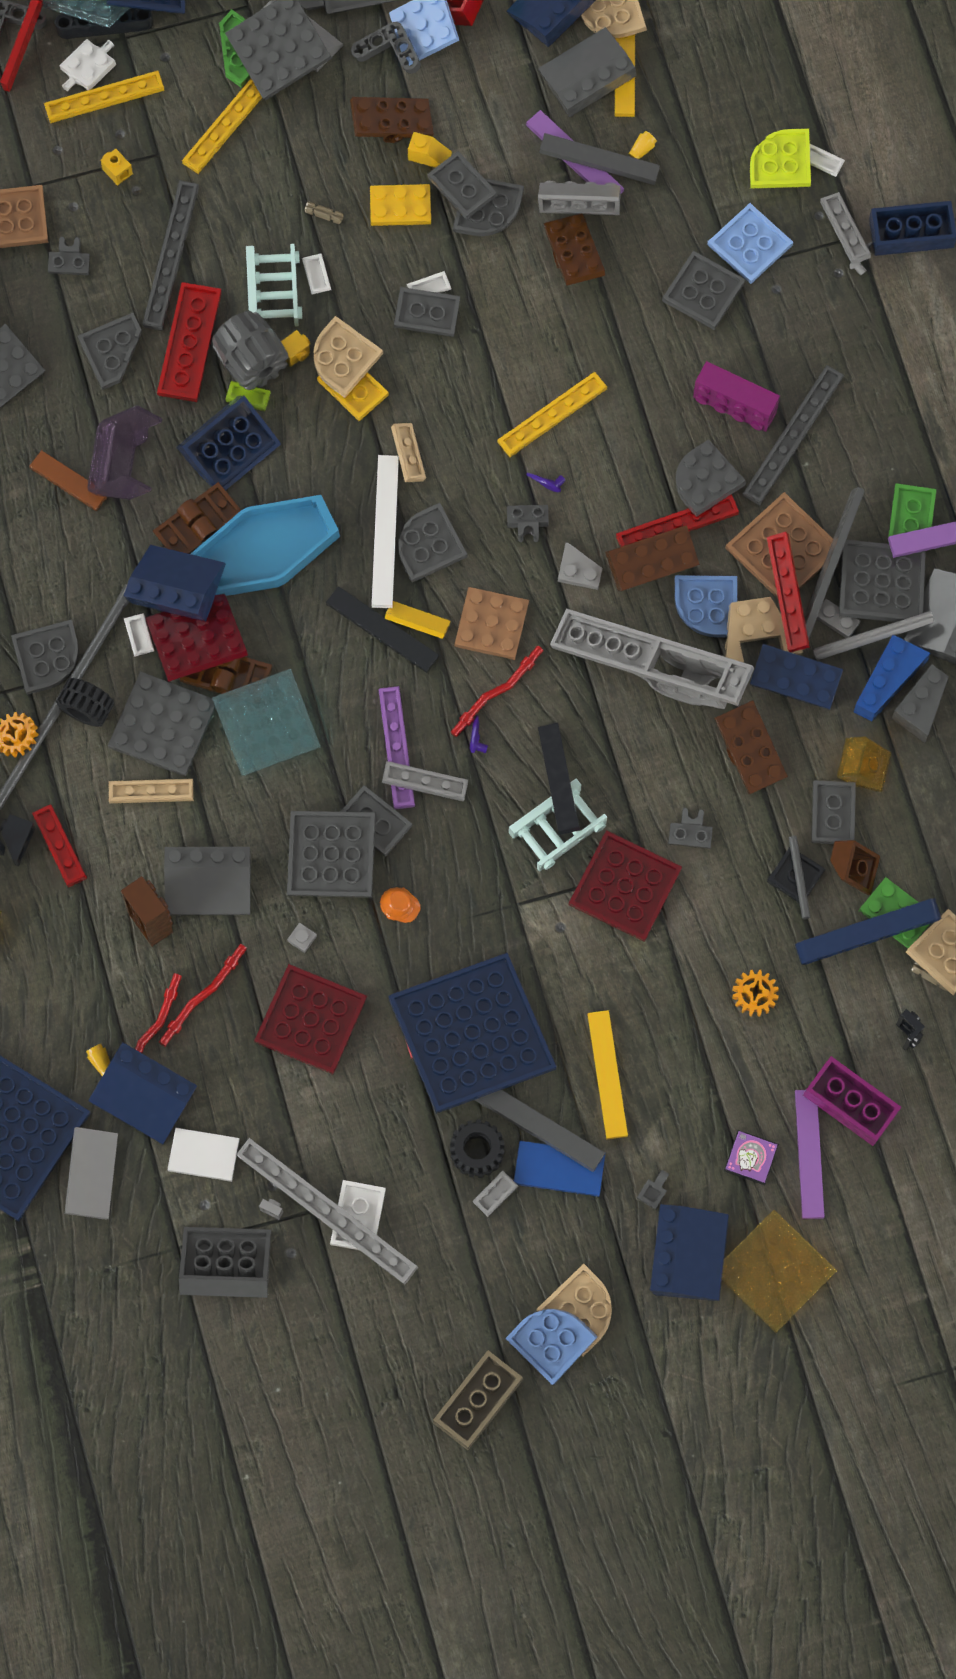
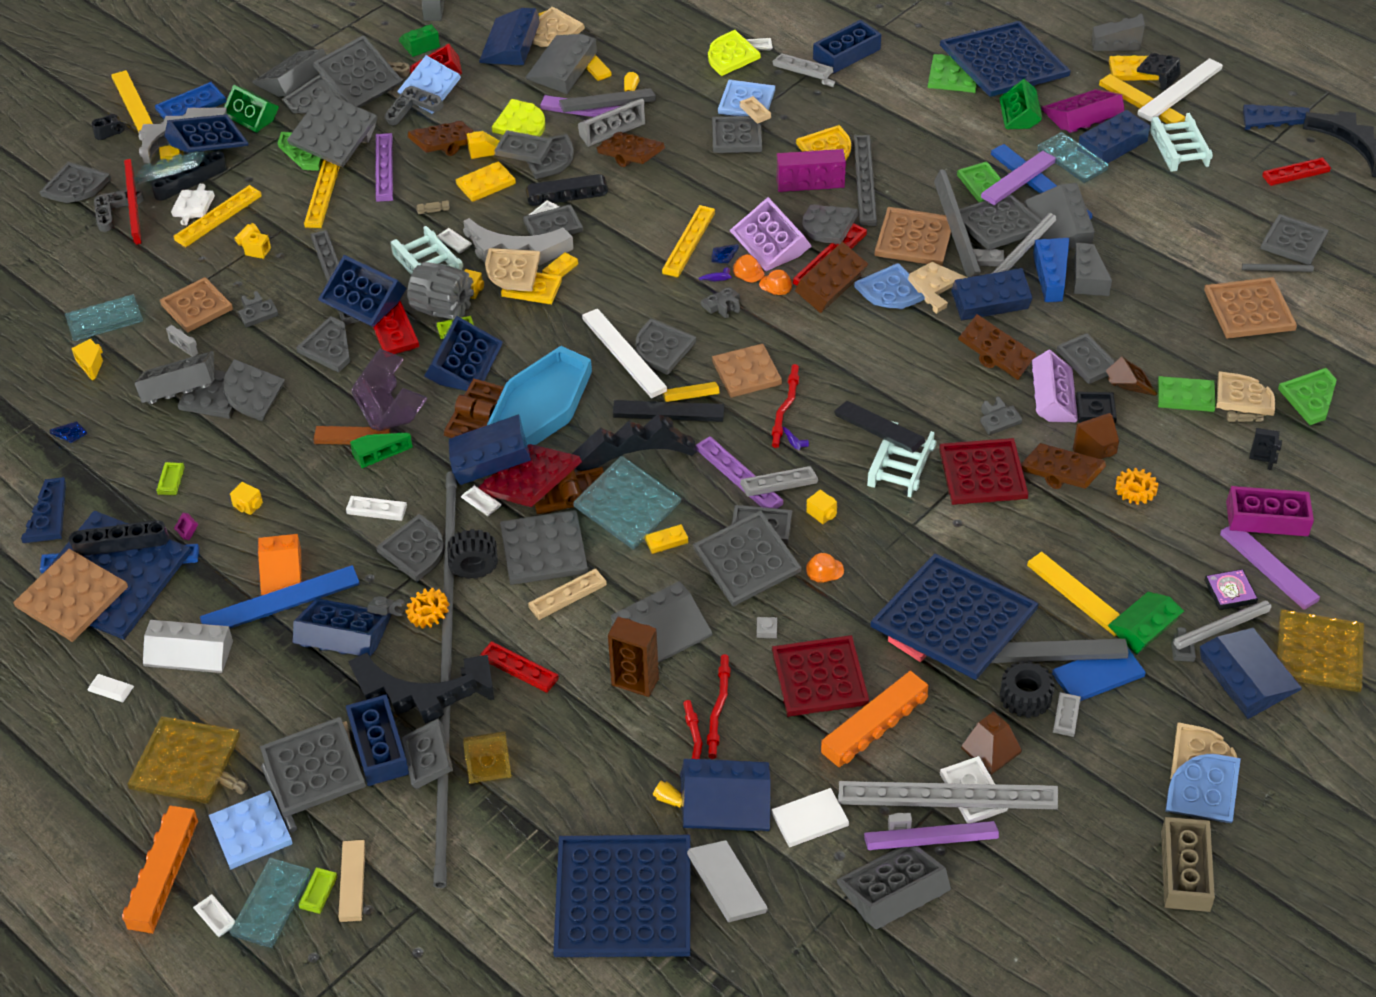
camera: 30 degrees left, 25 degrees down
(40, 584) = (376, 508): none -> white tile
(76, 512) = (378, 447): none -> green slope
(120, 142) = (248, 228): none -> yellow cone
(176, 302) = (361, 291): none -> dark blue slope
(279, 783) = (666, 539): none -> yellow plate
(289, 1236) = (931, 835): none -> medium lavender tile
(310, 121) = (384, 167): none -> medium lavender tile
(312, 656) = (633, 437): none -> black arch
(325, 1094) = (874, 719): none -> orange brick
(391, 337) = (549, 244): none -> light grey arch
(399, 374) = (561, 265): none -> yellow plate
(407, 1182) = (992, 742): none -> reddish brown slope
(408, 452) = (603, 303): tan tile -> none
(444, 836) = (822, 506): none -> yellow brick
(472, 269) = (567, 189): none -> black beam
(492, 134) = (520, 118): none -> neon yellow plate
(573, 454) = (724, 254): none -> clear blue piece
(579, 569) = (783, 313): light grey wing -> none
(584, 491) = (748, 269): none -> orange hat
(600, 526) = (776, 283): none -> orange hat
(635, 460) = (770, 236): none -> lavender slope
(639, 652) = (885, 324): light grey piece -> none
(639, 1143) = (1146, 620): none -> green slope
(700, 929) = (1062, 466): none -> reddish brown plate
(703, 1191) = (1222, 624): none -> light grey axle
(741, 271) = (755, 109): none -> tan plate
(758, 918) = (1096, 437): none -> reddish brown slope
(768, 831) = (1054, 388): none -> lavender slope
(785, 365) = (826, 139): none -> yellow plate
(788, 592) = (943, 249): red plate -> none
(799, 877) = (1101, 403): dark grey bar -> none
(864, 763) = (1080, 320): clear yellow slope -> none
(868, 931) = (1179, 408): dark blue beam -> none

